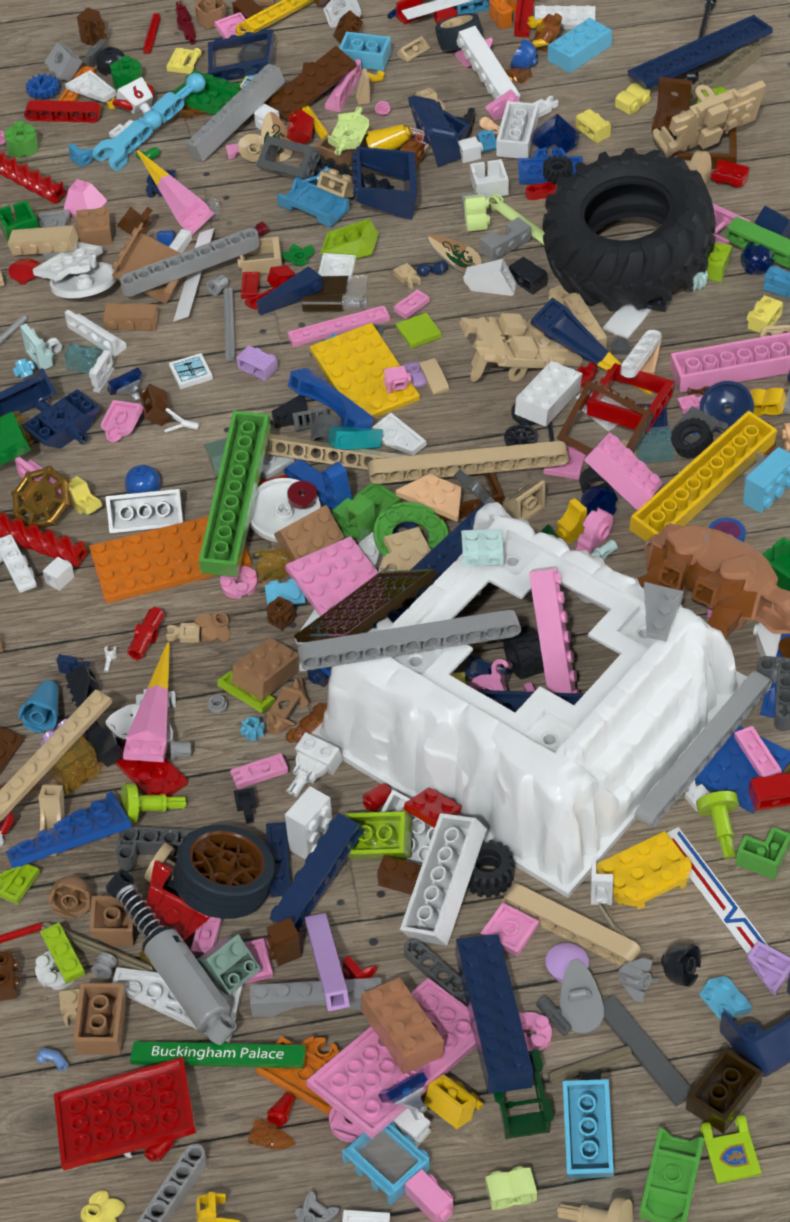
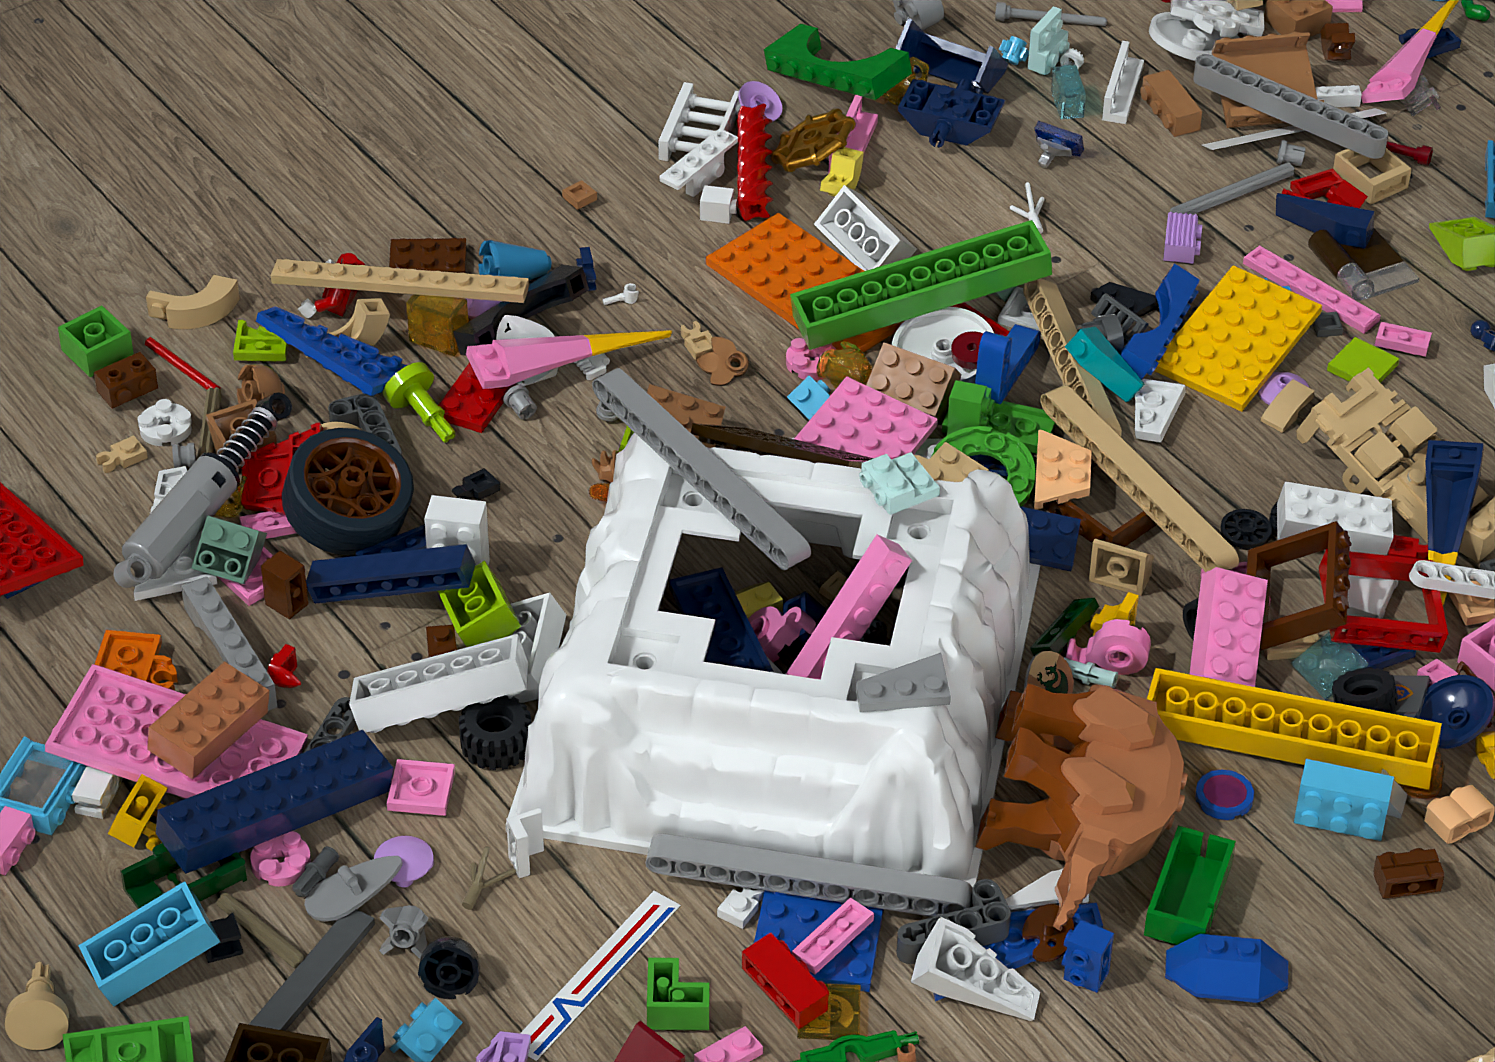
camera: 60 degrees right, 5 degrees down
(52, 1055) = (50, 465): medium blue arm -> none
(62, 953) = (178, 413): lime plate -> none
(100, 1018) = (107, 476): medium nougat brick -> none
(101, 371) = (1059, 111): white plate -> none
(120, 419) = (992, 159): bright pink plate -> none
(142, 479) = (910, 216): blue cylinder -> none
(146, 633) = (675, 309): red piece -> none
(154, 403) = (1041, 173): reddish brown brick -> none
(166, 237) = (1338, 78): blue slope -> none
(190, 371) = (1125, 189): tile -> none
(220, 1055) = (110, 596): green tile -> none
(252, 728) = (586, 449): medium azure gear -> none
(259, 771) = (530, 481): bright pink hinge -> none
(268, 1136) = (30, 679): clear orange plate -> none
(280, 613) = (779, 403): reddish brown brick -> none
(280, 1111) = (64, 673): red cone -> none
(298, 255) = (1404, 206): green plate -> none
(313, 761) = (565, 519): white brick -> none
(327, 962) = (265, 624): lavender brick -> none
(337, 264) = (1419, 248): white tile -> none
(376, 797) = (559, 593): red brick -> none
(396, 378) = (1236, 362): bright pink window -> none
(407, 274) = (1457, 316): tan plate -> none
(407, 1094) = (110, 756): clear blue piece -> none
(429, 805) = (538, 631): red plate -> none
(474, 487) = (1082, 506): dark grey piece -> none
(511, 1188) = (50, 910): yellowish green brick -> none
(572, 925) = (456, 843): tan beam -> none
(599, 497) = (1171, 637): clear blue cylinder -> none
(646, 870) = (586, 890): yellow plate -> none
(718, 806) = (717, 923): lime piece -> none

